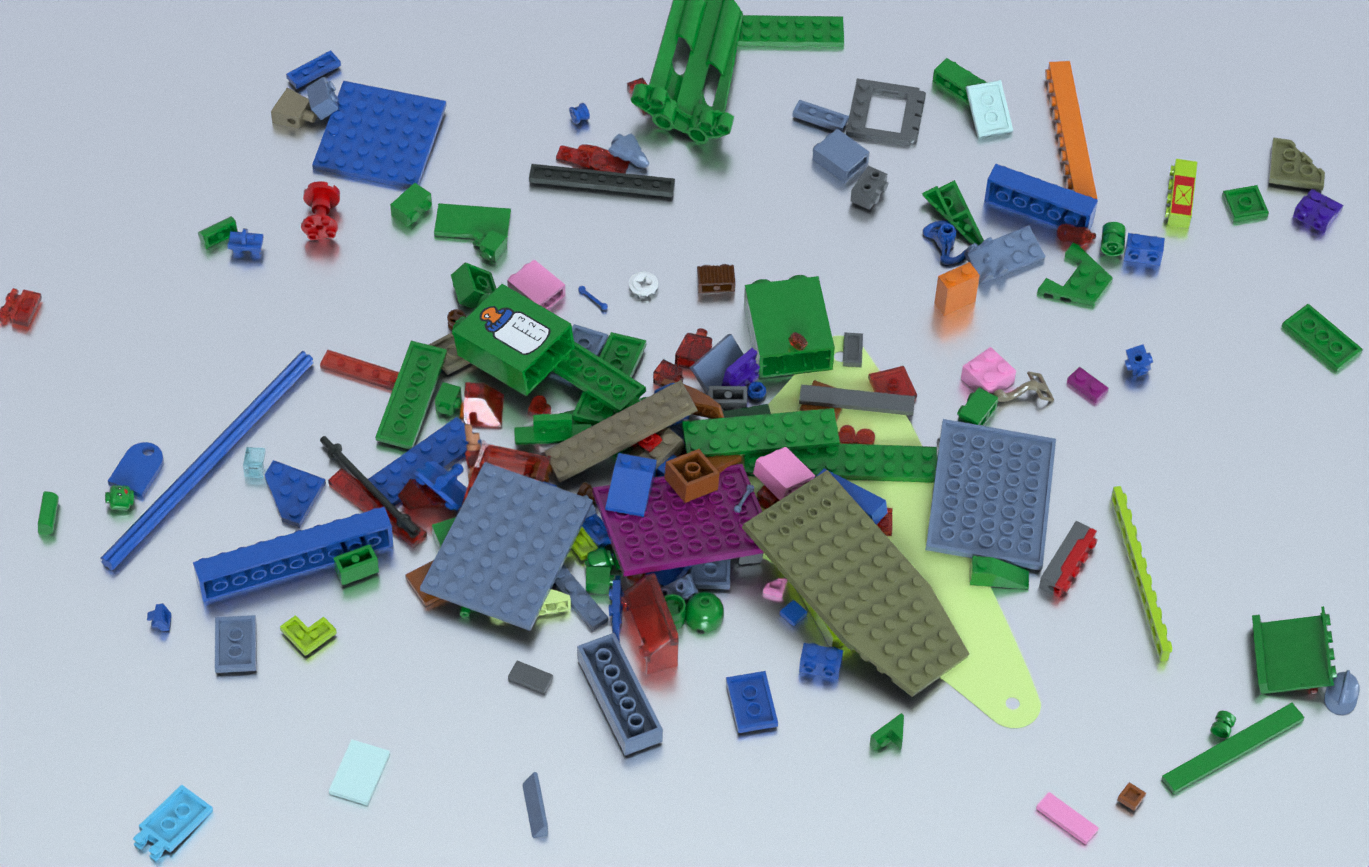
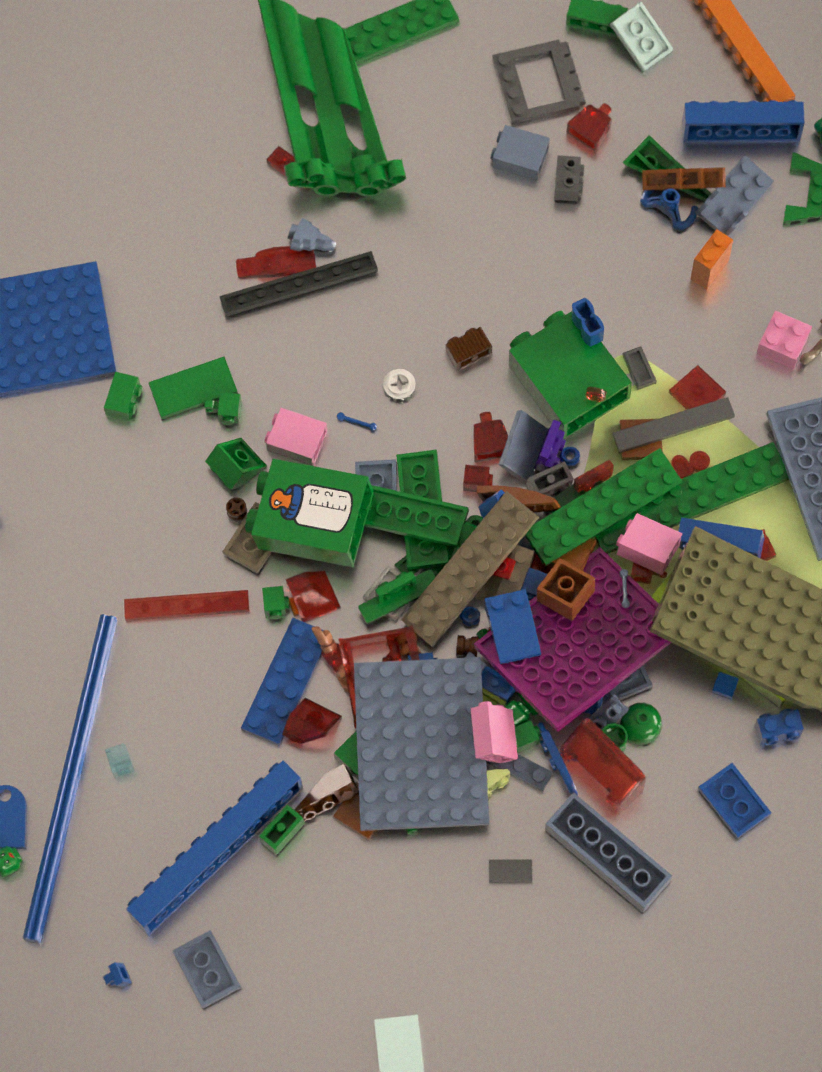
camera: 20 degrees left, 15 degrees up
(293, 491) = (173, 774): blue plate -> none
(305, 637) = (273, 930): lime plate -> none
(321, 200) = (31, 431): red piece -> none
(358, 494) = (264, 752): clear red tile -> none
(403, 520) = (302, 759): pearl dark grey bar -> none
(409, 554) = (328, 792): none -> reddish brown slope
(411, 395) = (237, 615): green plate -> none
(443, 482) = (321, 701): blue shield -> none
(535, 806) = (586, 1008): sand blue slope -> none
(539, 406) = (367, 569): clear red tile -> none
(571, 559) = (494, 733): none -> bright pink brick
(579, 113) = (237, 215): blue wheel -> none
(604, 470) = (470, 611): none -> blue plate
(764, 405) = (588, 479): none -> clear red plate
(776, 587) = (694, 665): bright pink tile -> none
(819, 284) = (590, 324): none -> blue brick
(820, 116) = (478, 114): sand blue plate -> none
(910, 158) = (591, 125): none -> clear red torso
(967, 223) = (684, 178): none -> dark orange slope
(978, 408) = (792, 383): green brick -> none
(1074, 234) = (795, 144): clear red piece -> none

